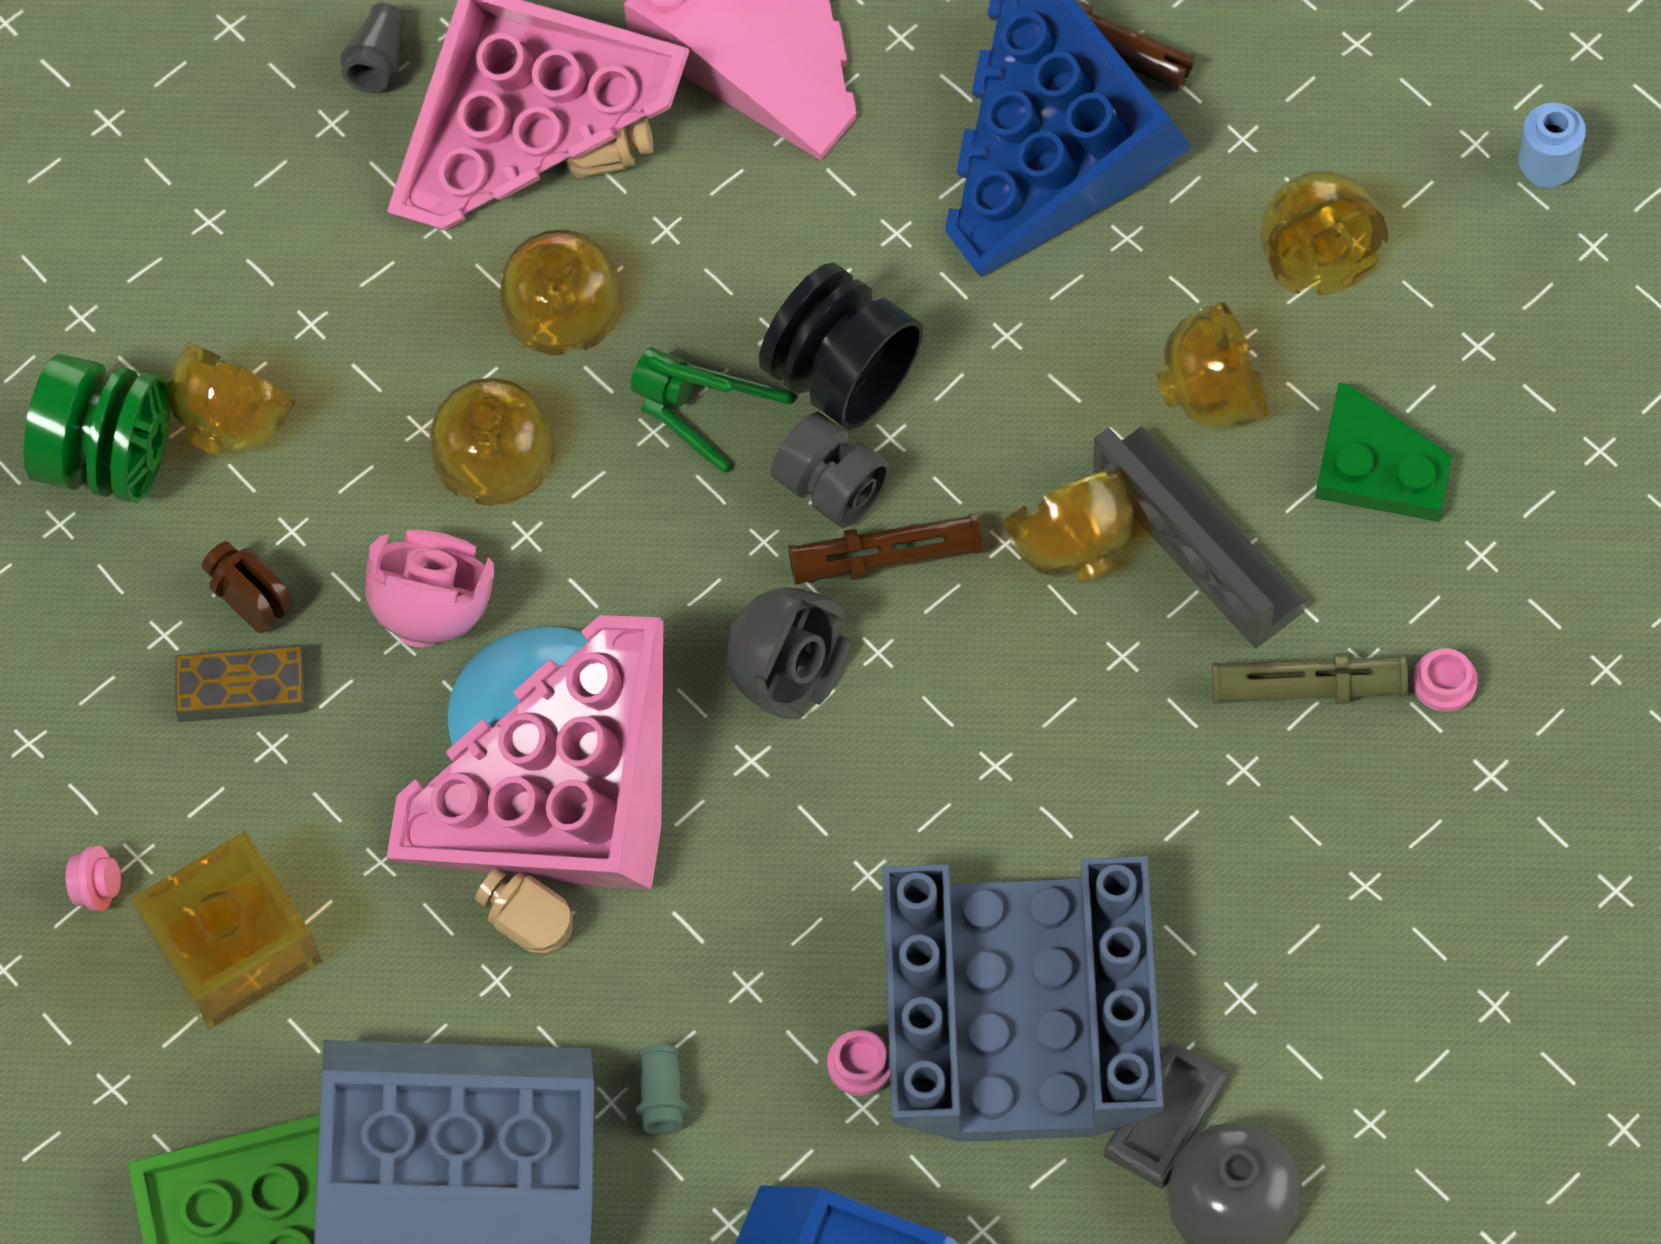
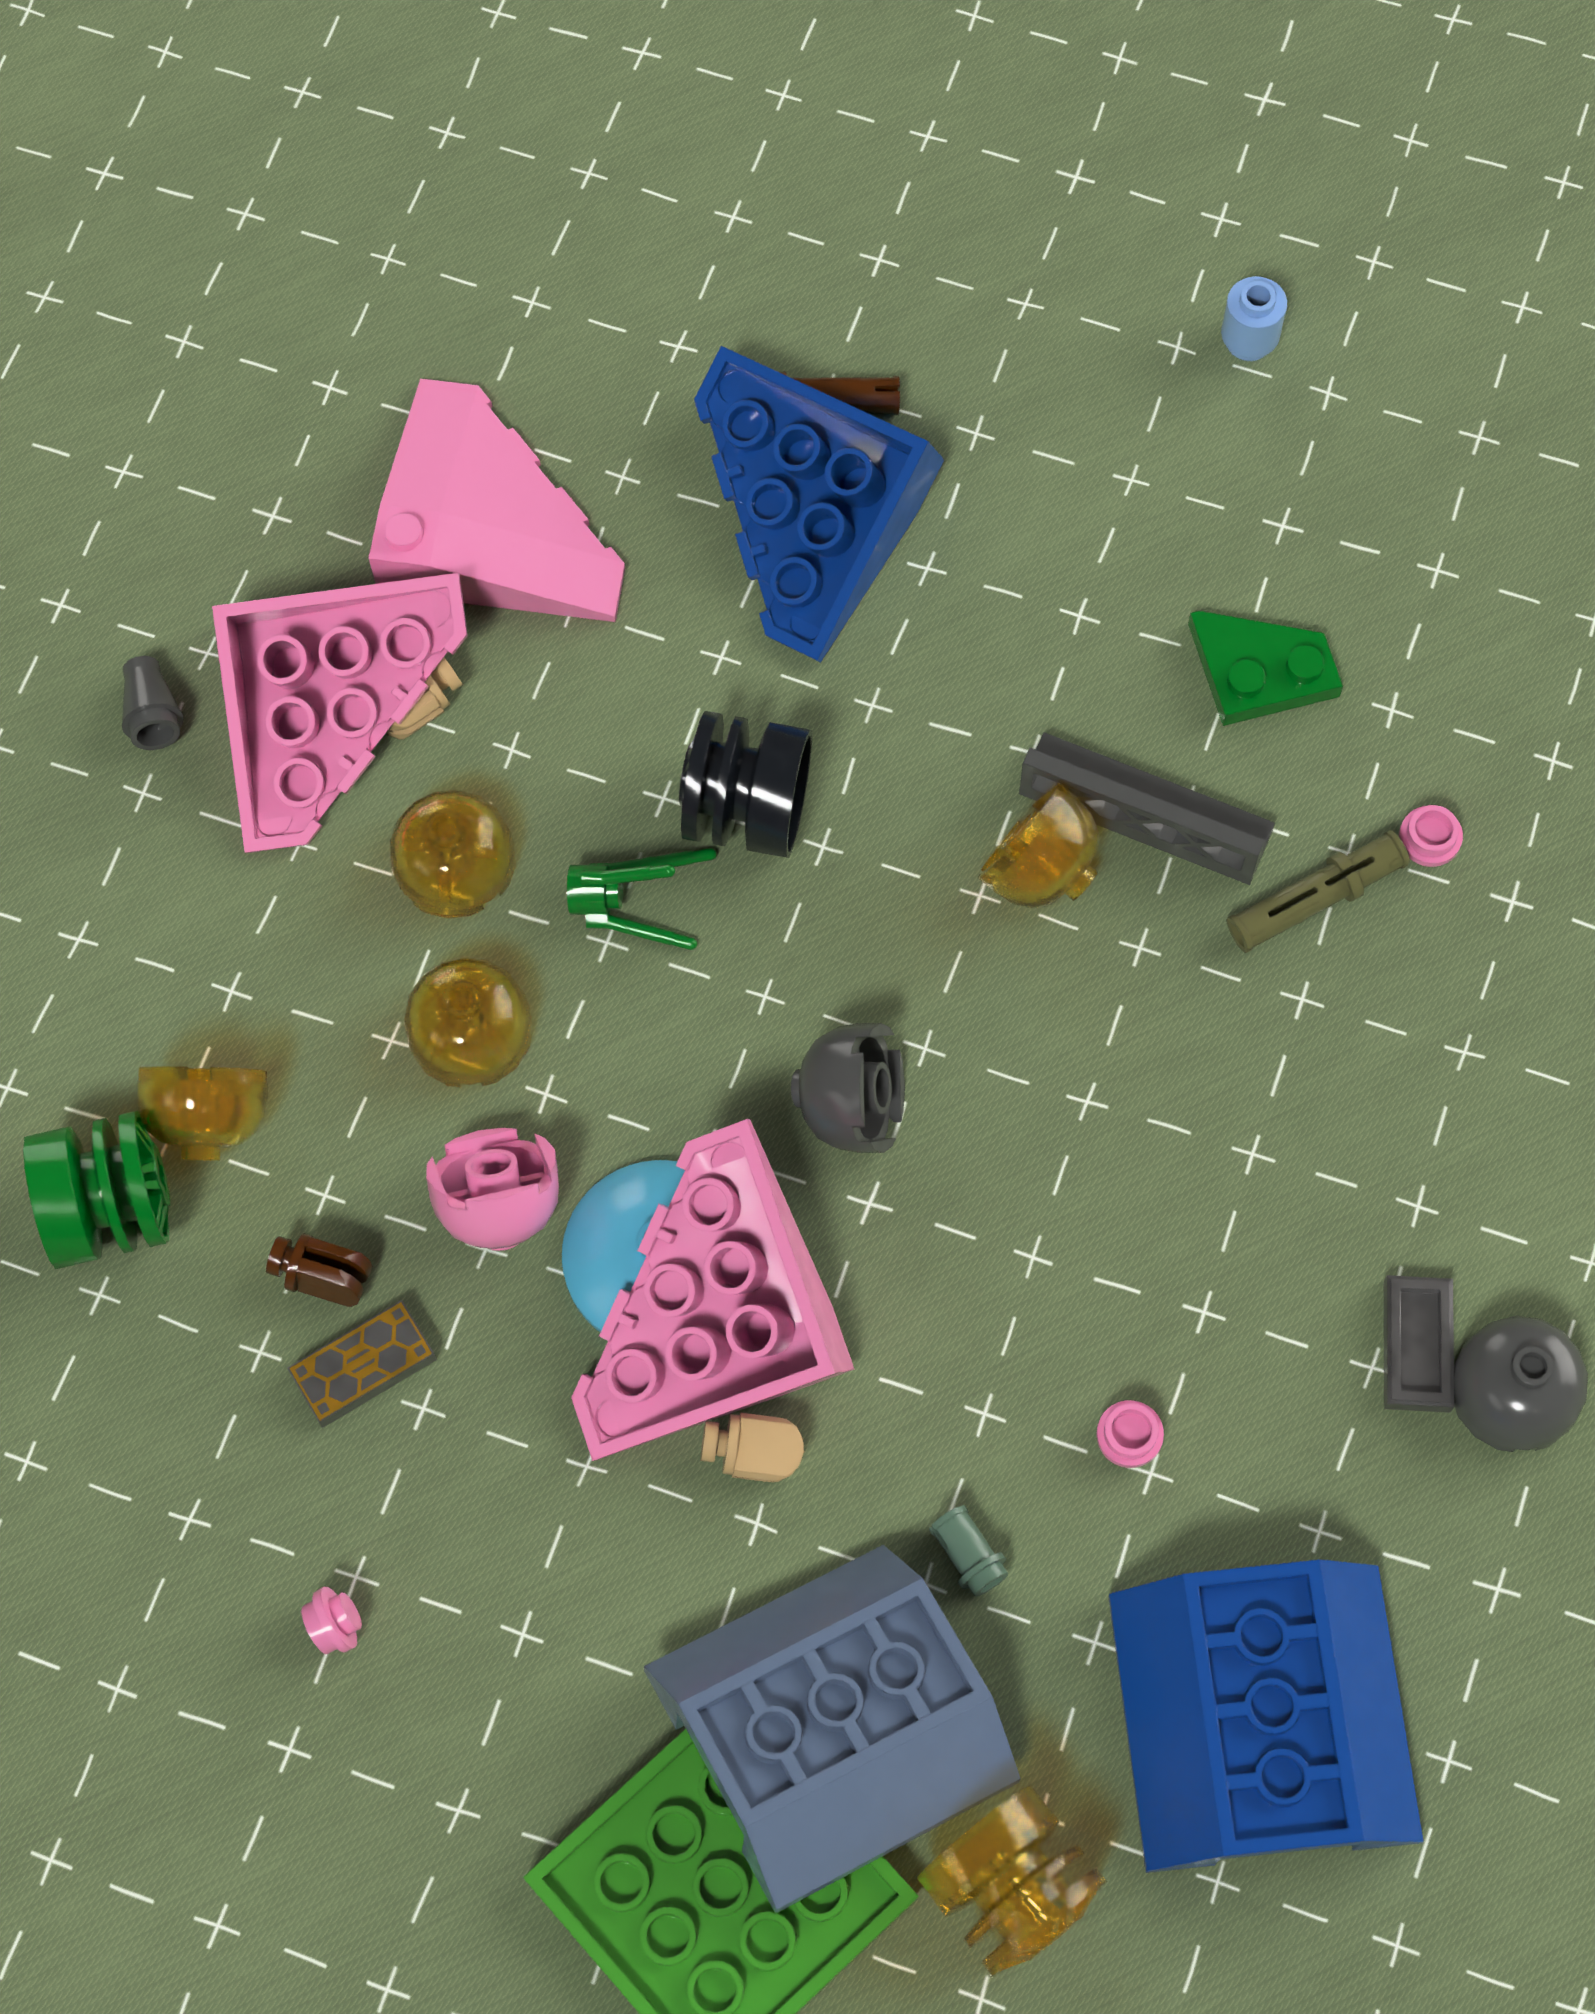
camera: 30 degrees left, 5 degrees up
(227, 930) = (492, 1607): clear yellow brick -> none
(810, 563) = (827, 994): reddish brown pin -> none
(822, 464) = (796, 902): dark grey wheel -> none
(1022, 1002) = (1249, 1303): sand blue slope -> none
(1212, 371) = (1081, 655): clear yellow cylinder -> none
(1322, 232) = (1104, 484): clear yellow cylinder -> none

